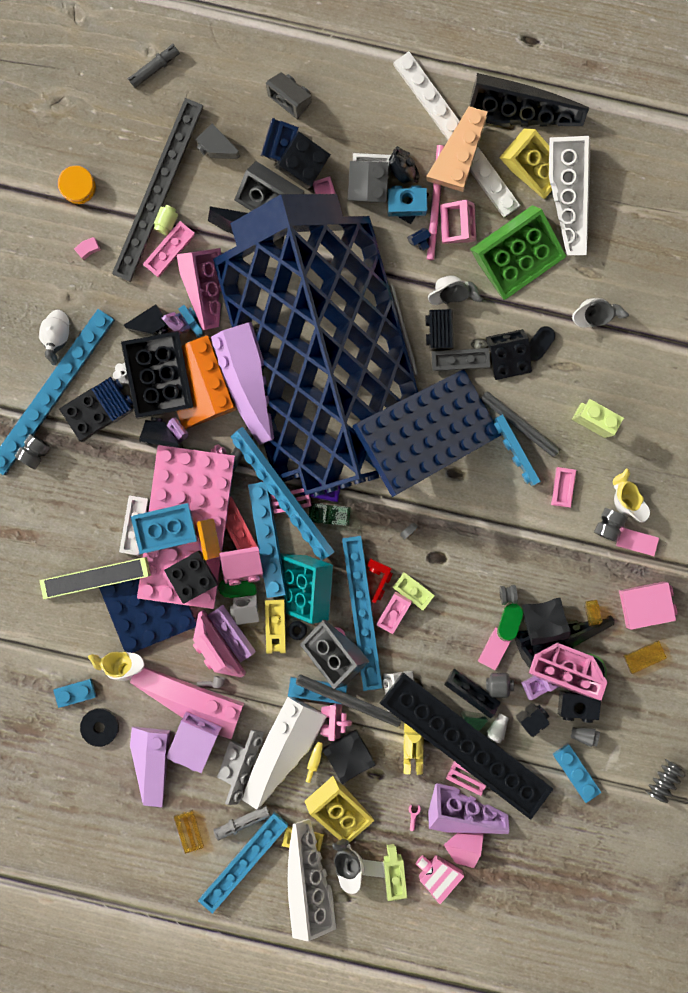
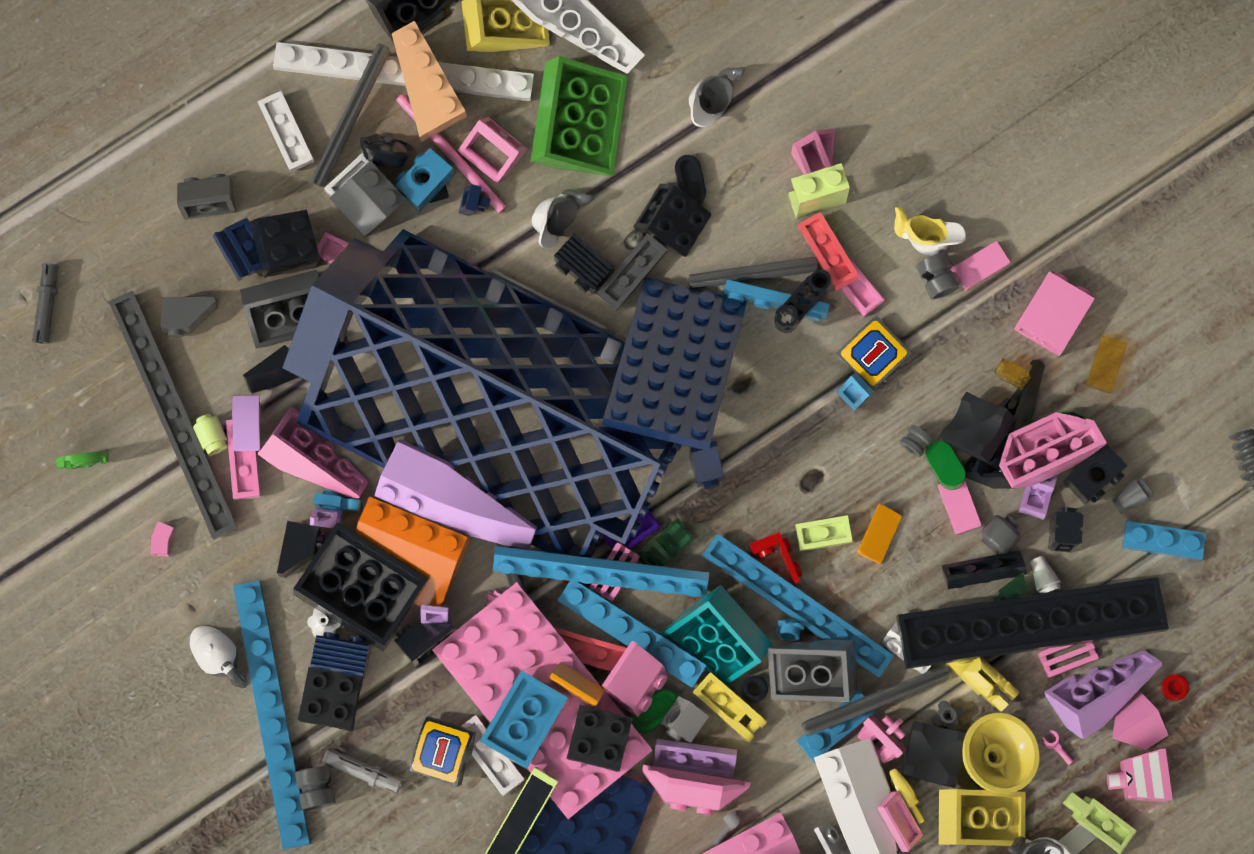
camera: 50 degrees left, 10 degrees down
(65, 467) = (363, 771): none -> light grey pin
(76, 184) = (88, 490): light orange head -> none
(86, 165) = (82, 460): none -> bright green tile
(113, 499) = (442, 751): none -> slope
(187, 232) = (246, 422): none -> lavender slope
(296, 771) = (900, 821): none -> bright pink tile
(345, 620) = (789, 630): none -> dark azure plate
(364, 103) = (285, 131): none -> white plate
(376, 739) = (952, 722): none -> dark grey plate
(386, 799) = (1013, 752): none -> light yellow hat
(388, 502) = (706, 466): none -> dark blue slope
(394, 612) = (827, 572): bright pink plate -> none
(406, 128) = (350, 115): none -> dark grey axle
(409, 531) = (758, 481): dark grey tile -> none
(440, 620) = (879, 534): none -> light orange slope
(502, 849) = (1174, 688): none -> red tile
(505, 538) = (855, 391): none -> dark azure plate
(519, 466) = (800, 312): none -> black beam
(536, 529) = (874, 352): none -> slope
(569, 453) = (828, 251): none -> coral plate
(617, 396) = (814, 151): none -> bright pink slope

